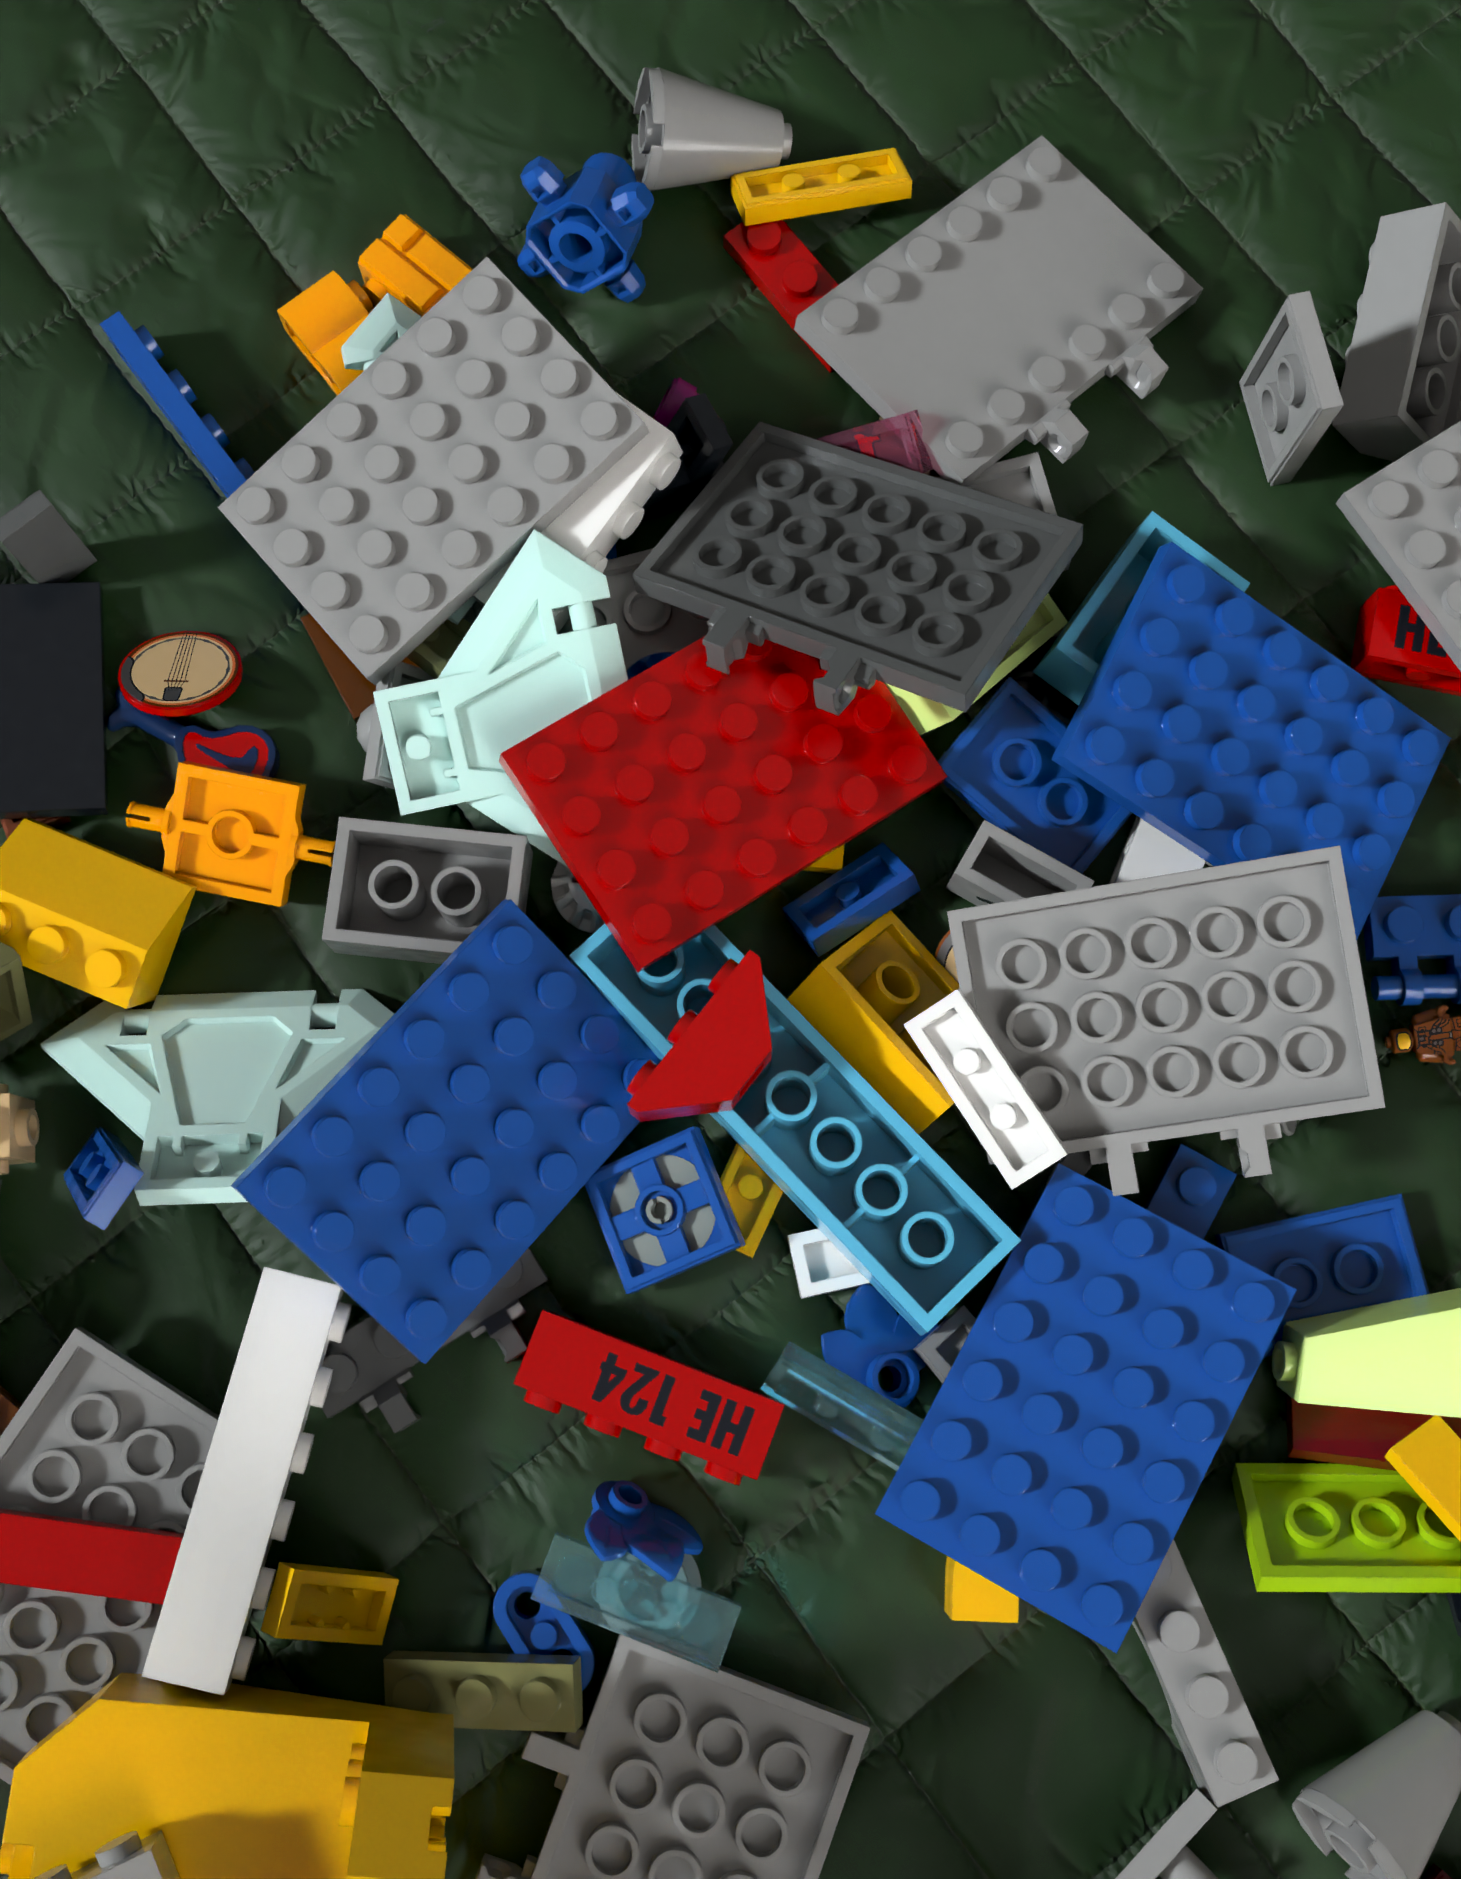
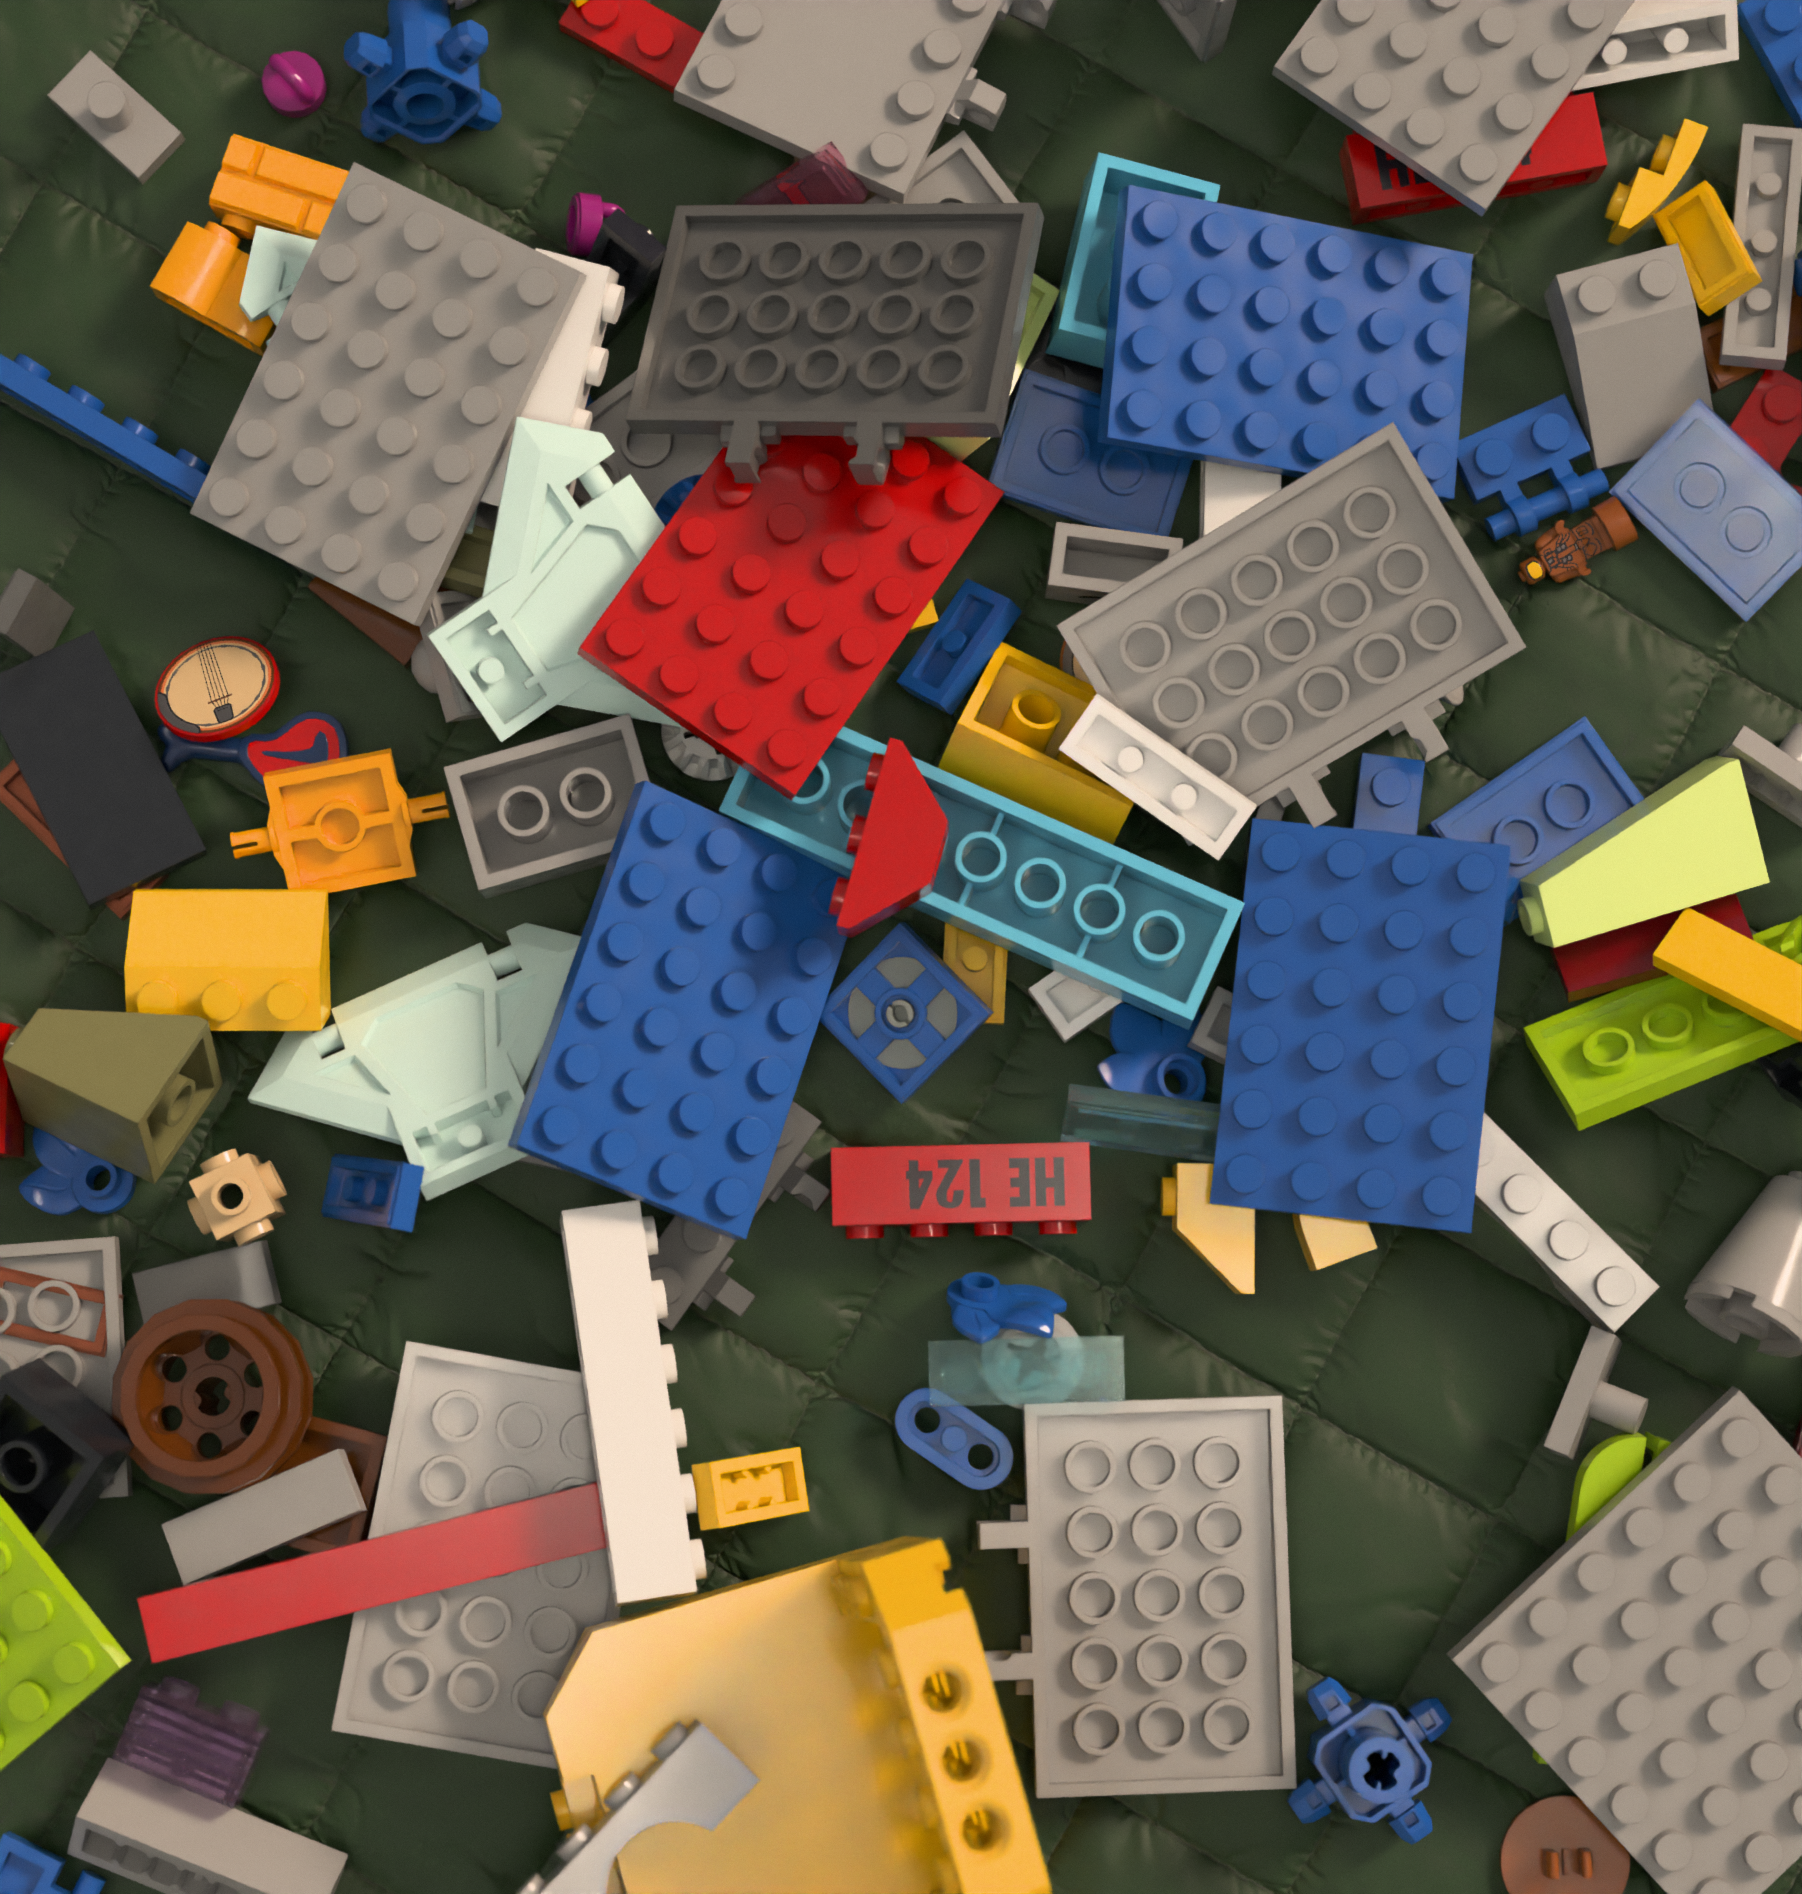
camera: 25 degrees left, 5 degrees up
(318, 172) = (116, 117): none -> light grey tile
(478, 201) = (294, 84): none -> magenta tile
(488, 1688) = (926, 1502): olive plate -> none
(871, 1543) = (1214, 1232): none -> yellow slope

